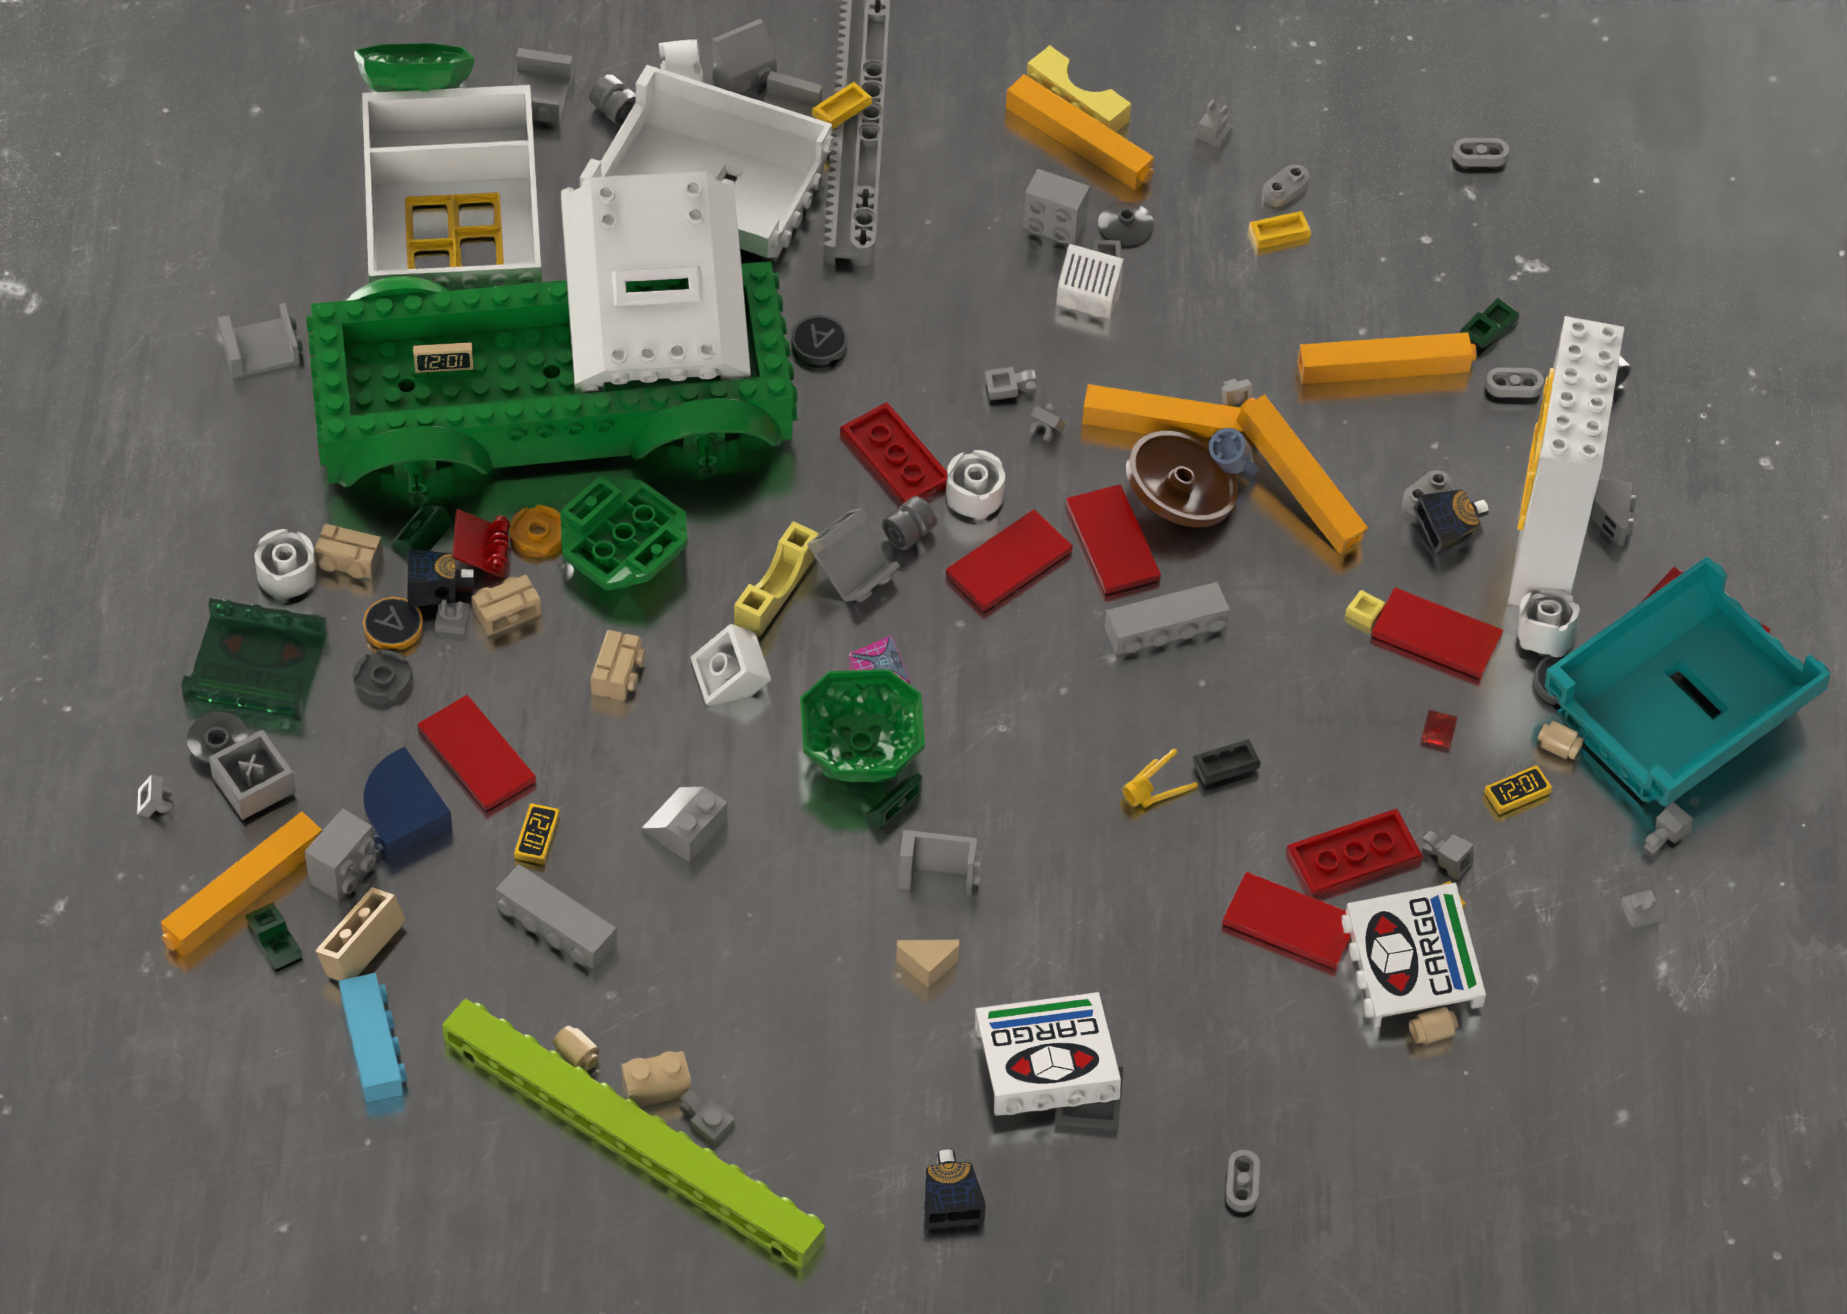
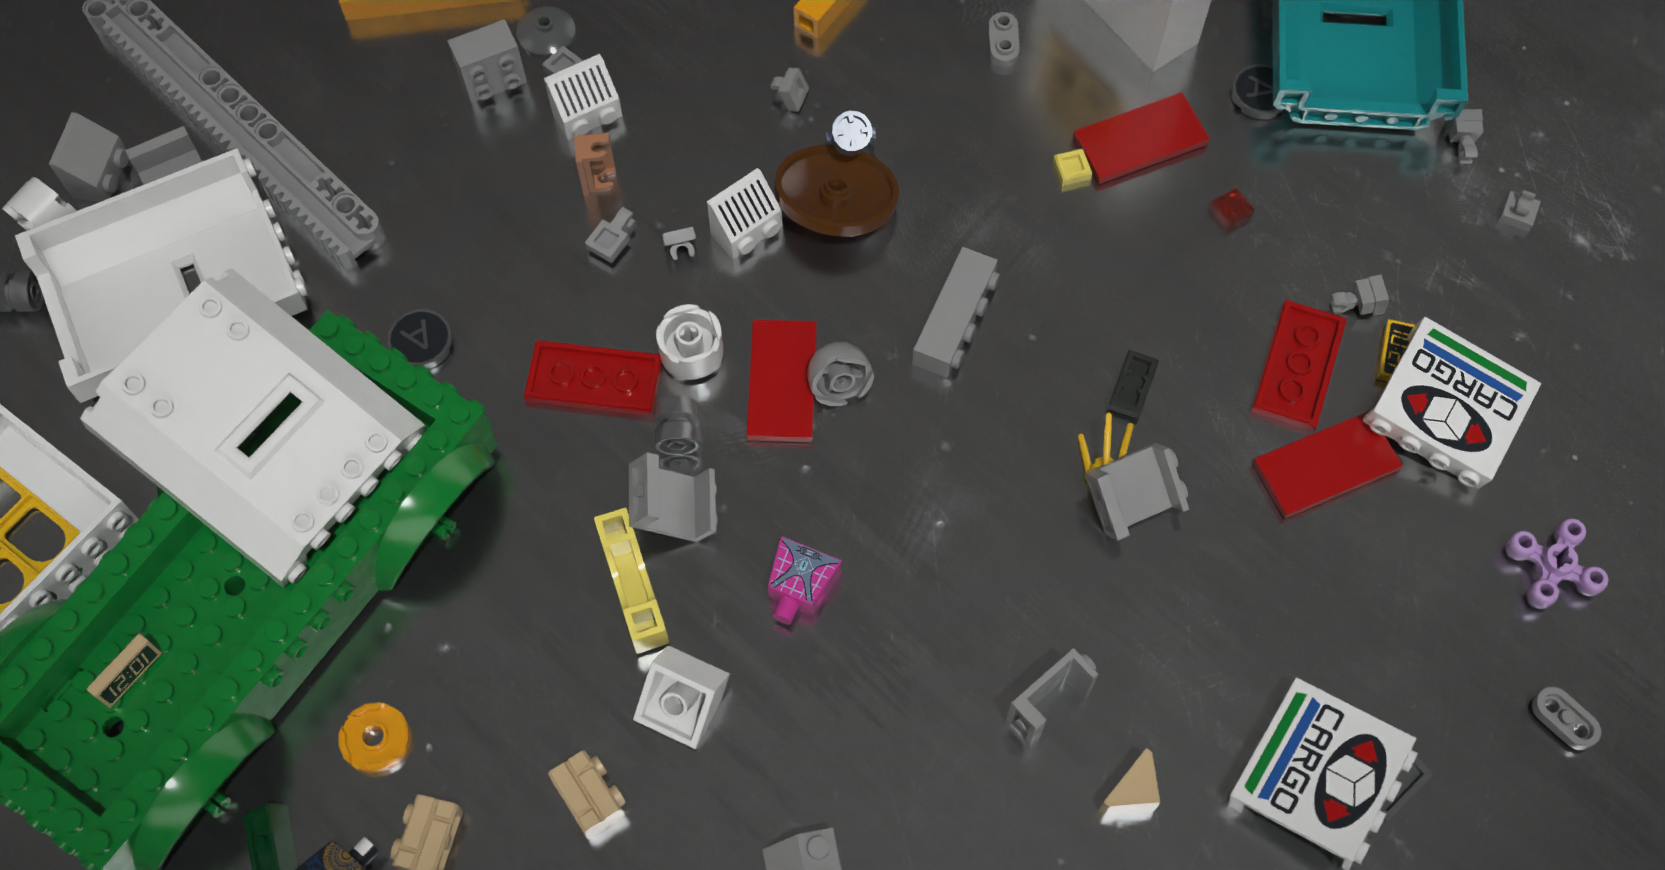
camera: 45 degrees left, 10 degrees up
(481, 542) = (341, 803): red hinge -> none
(621, 532) = (436, 646): green piece -> none
(842, 105) = (220, 127): yellow tile -> none
(862, 725) = (860, 640): green rock -> none
(895, 801) = (940, 675): dark green slope -> none
(1043, 583) = (839, 373): none -> light grey cylinder
(1046, 325) = (593, 161): none -> nougat hinge
(1102, 439) = (744, 214): none -> white slope
(1113, 539) = (836, 287): red tile -> none
(1140, 811) = (1136, 488): none -> light grey panel
(1154, 413) = (764, 147): light orange brick -> none
(1301, 473) = (916, 103): light orange brick -> none
(1357, 1102) = (1568, 535): none -> lavender gear
(1433, 1025) = (1524, 446): tan brick -> none
(1449, 518) = (1050, 44): black torso -> none
(1518, 789) = (1337, 203): tile -> none
(1548, 622) = (1212, 55): white brick -> none
(1560, 740) = (1321, 137): tan brick -> none

